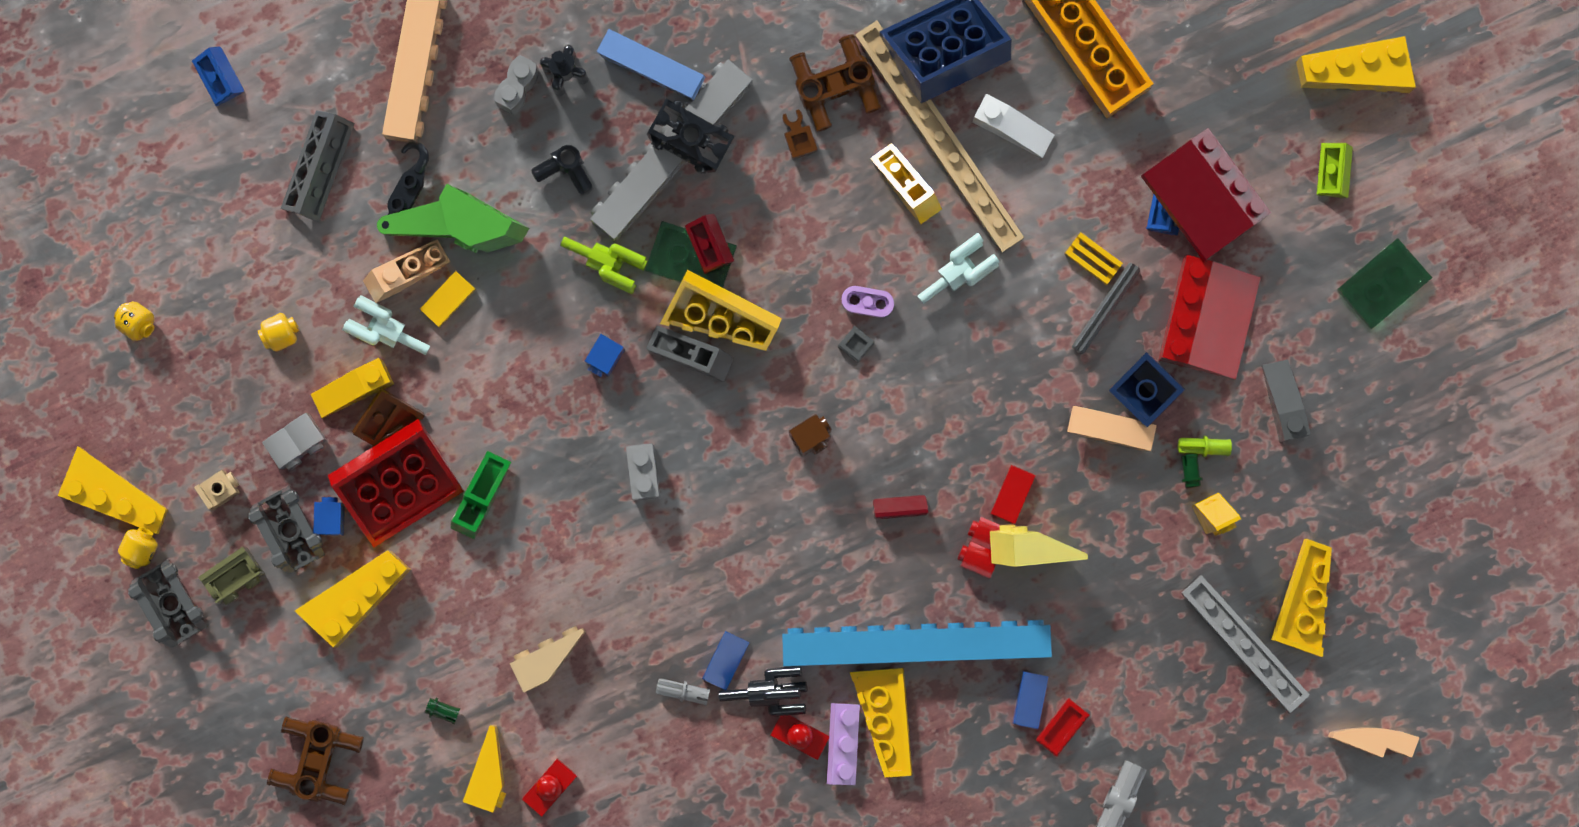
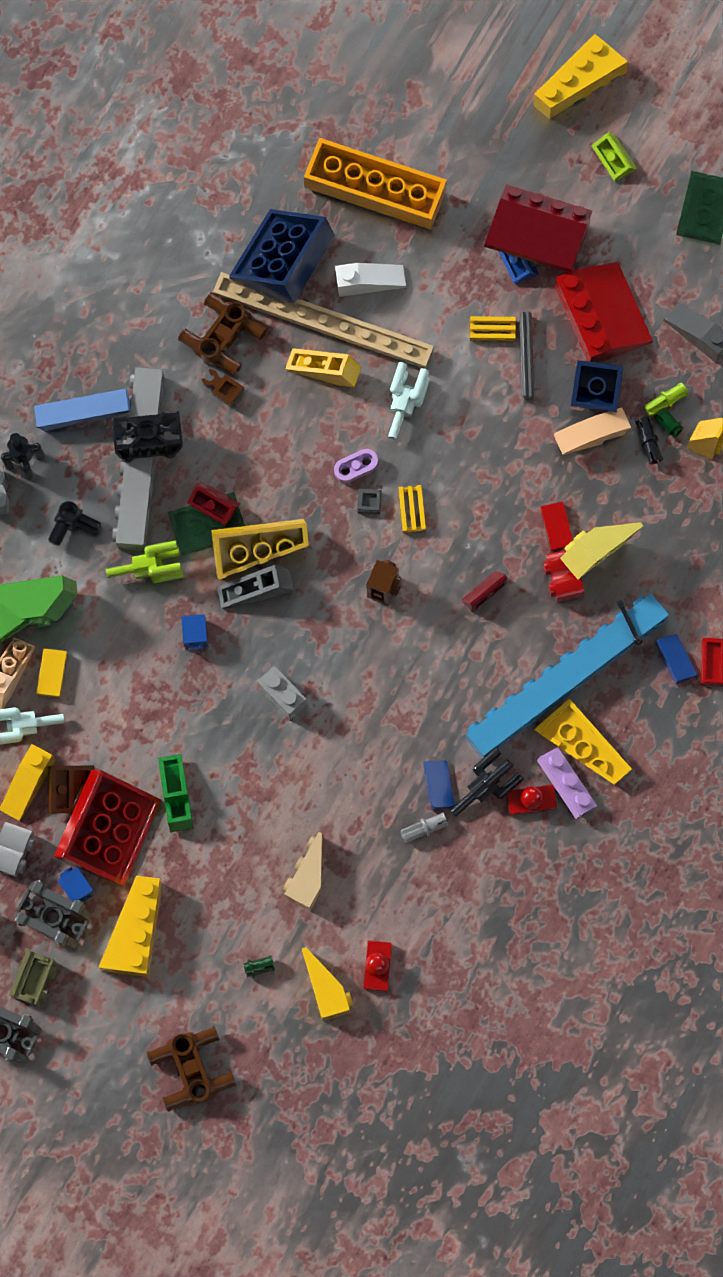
camera: 30 degrees left, 10 degrees down
(901, 360) = (410, 490): none -> yellow tile
(1005, 661) = (637, 639): none -> black hinge
(1159, 474) = (649, 440): none -> black pin

